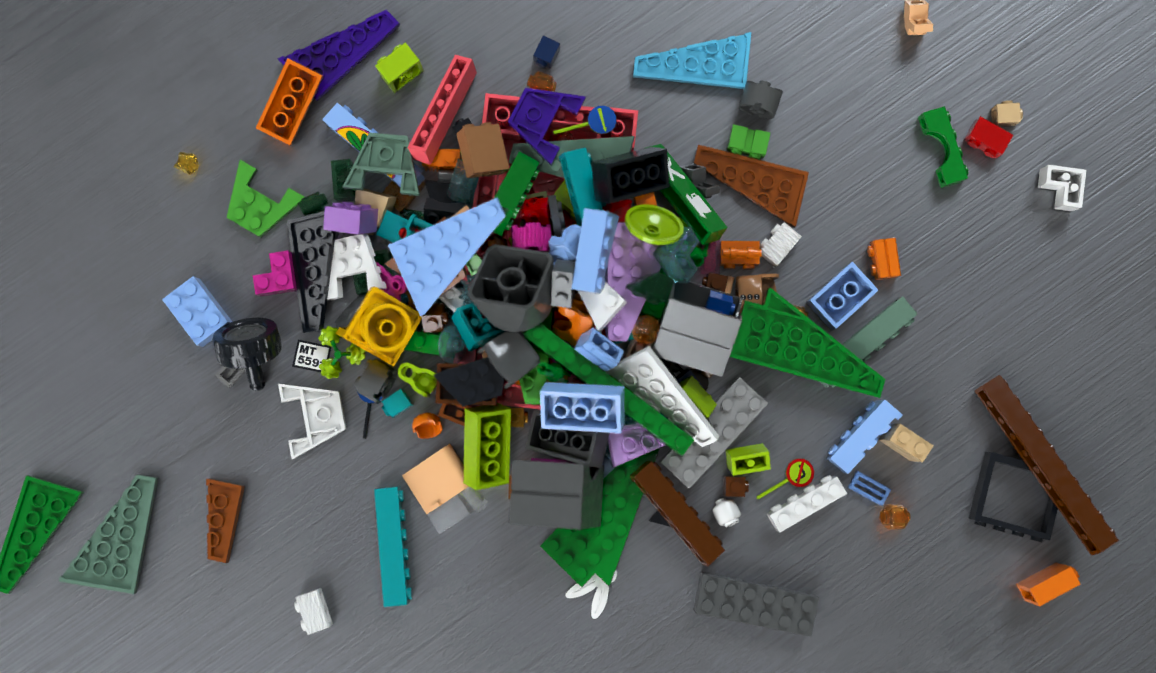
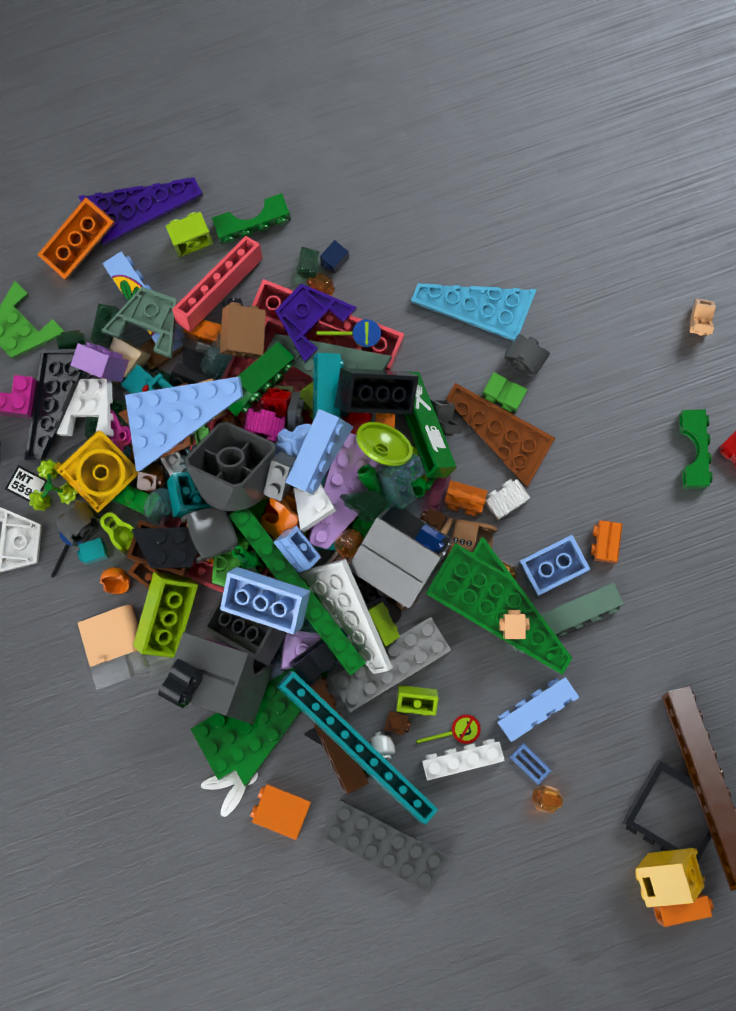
camera: 25 degrees right, 5 degrees down
(392, 546) = (47, 688): teal brick -> none
(437, 50) = (273, 213): none -> green arch
(518, 417) = (204, 597): pearl gold brick -> none
(523, 65) = (307, 263): none -> clear green tile
(527, 510) = (180, 683): none -> black brick
(644, 452) = (314, 662): none -> black brick
(648, 261) = (368, 476): none -> green cone
(649, 599) = (280, 811): none -> orange brick
(706, 520) = (357, 747): none -> teal brick
(825, 364) = (514, 625): none -> light nougat brick
(906, 443) = (576, 726): tan brick -> none
(1031, 559) = (670, 877): none -> yellow container

